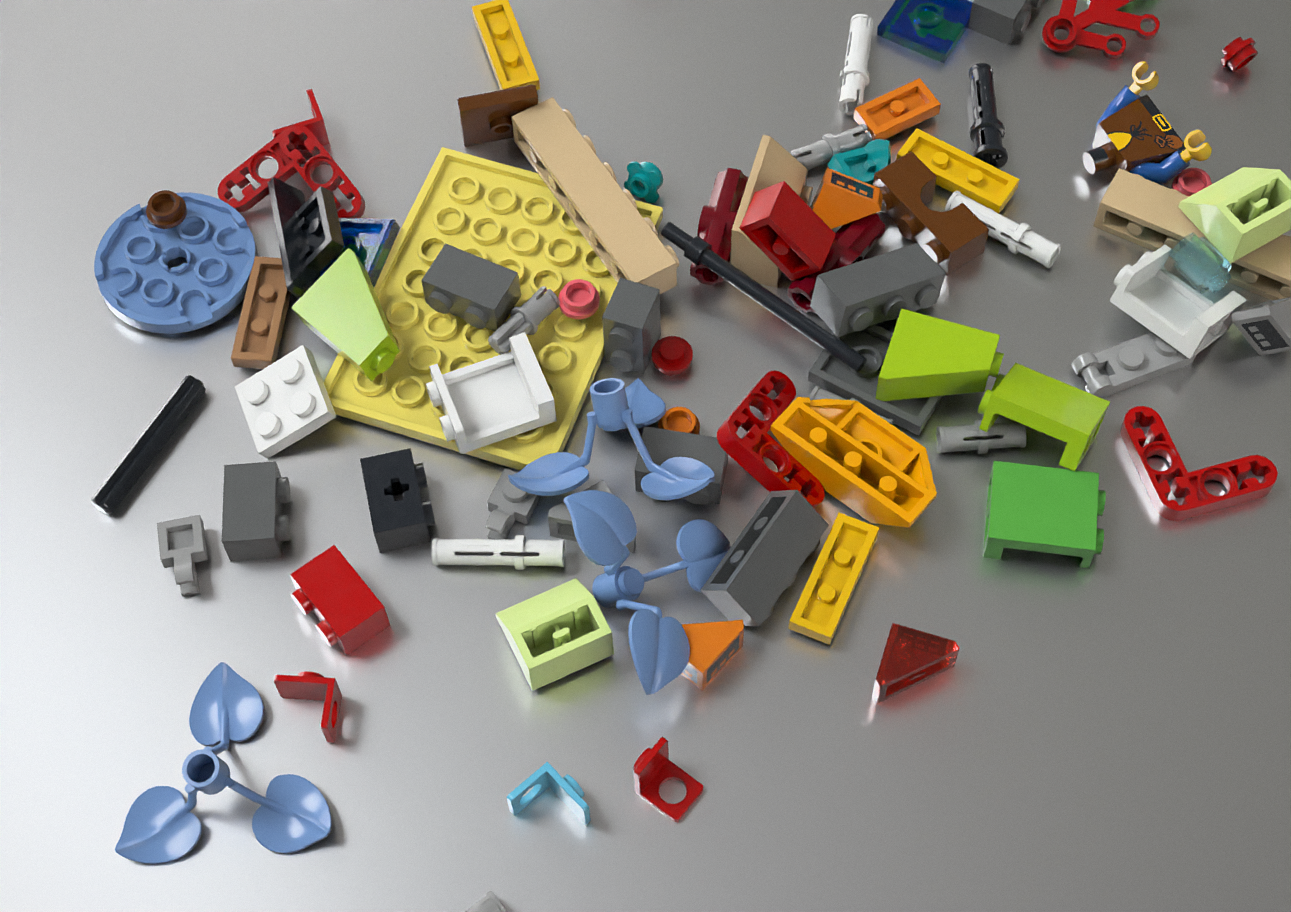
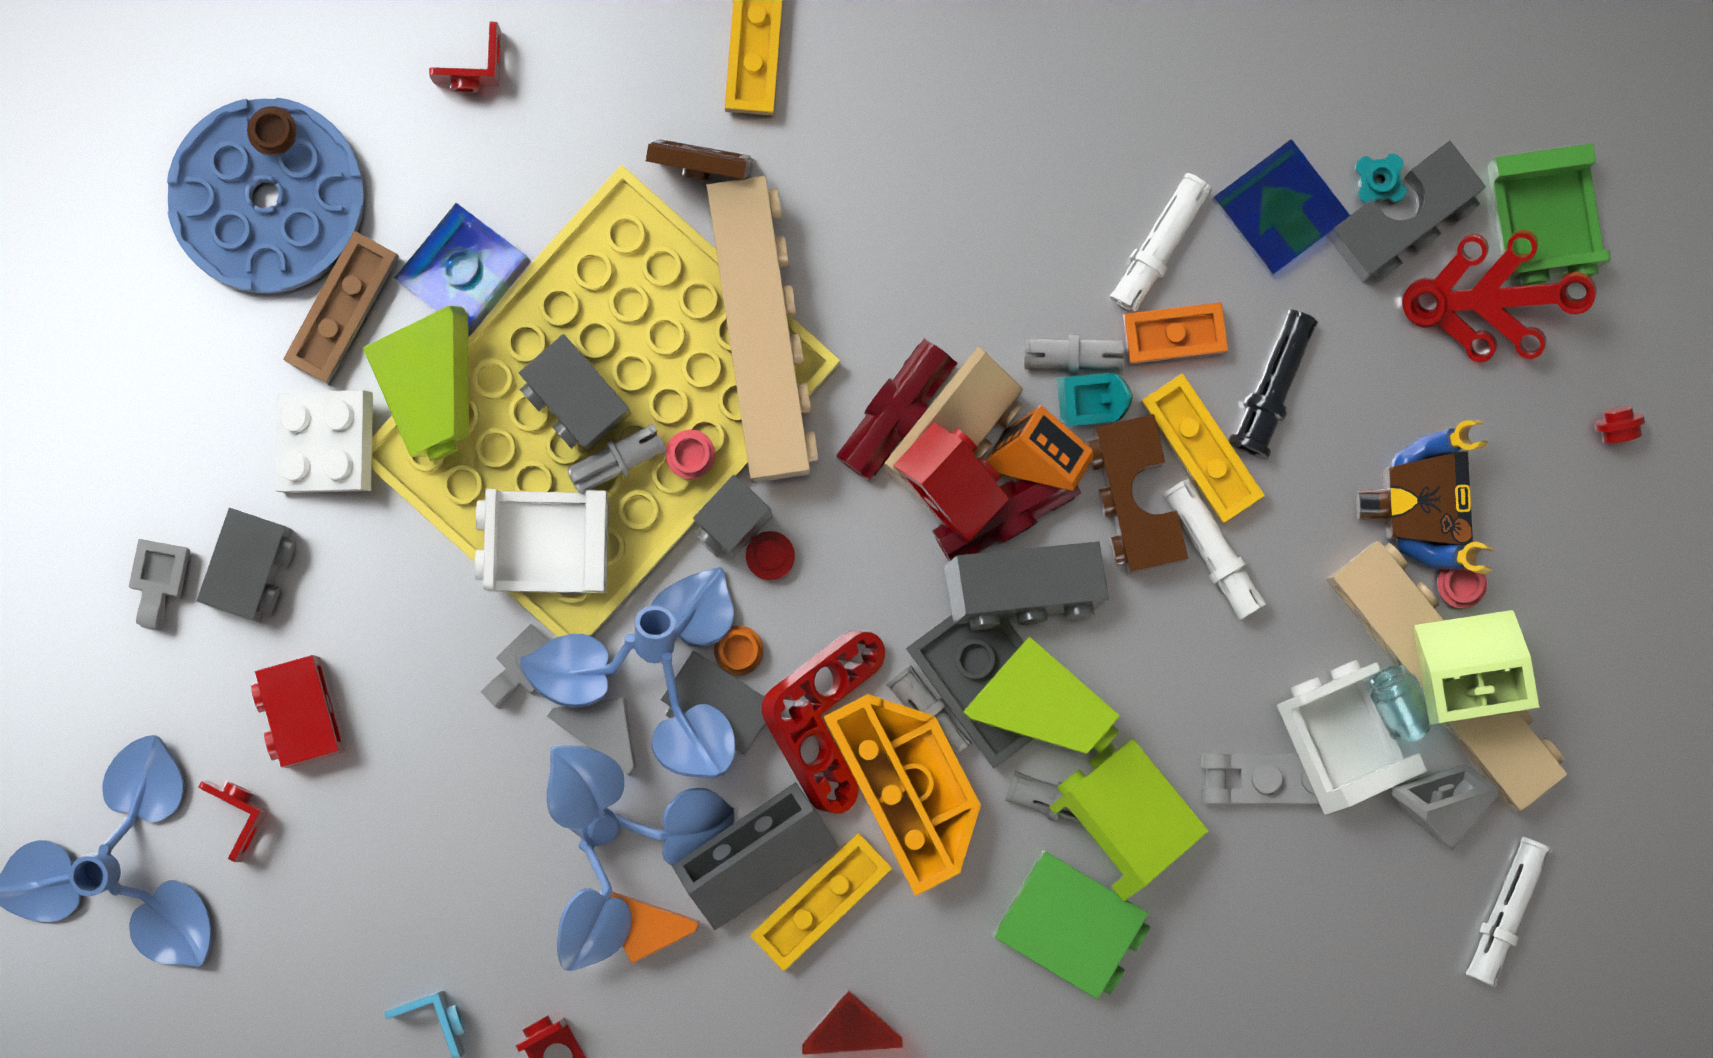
camera: 20 degrees right, 25 degrees up
(148, 445) = (162, 426): black axle -> none
(288, 164) = (440, 117): red beam -> none
(306, 233) = (418, 233): black bracket -> none
(402, 521) = (389, 591): black brick -> none
(550, 552) = (503, 730): white pin -> none
(556, 633) = (504, 842): yellowish green slope -> none
(644, 180) = (836, 309): teal plate -> none
(700, 252) = (847, 452): black bar -> none
(1189, 484) = (1252, 953): red beam -> none

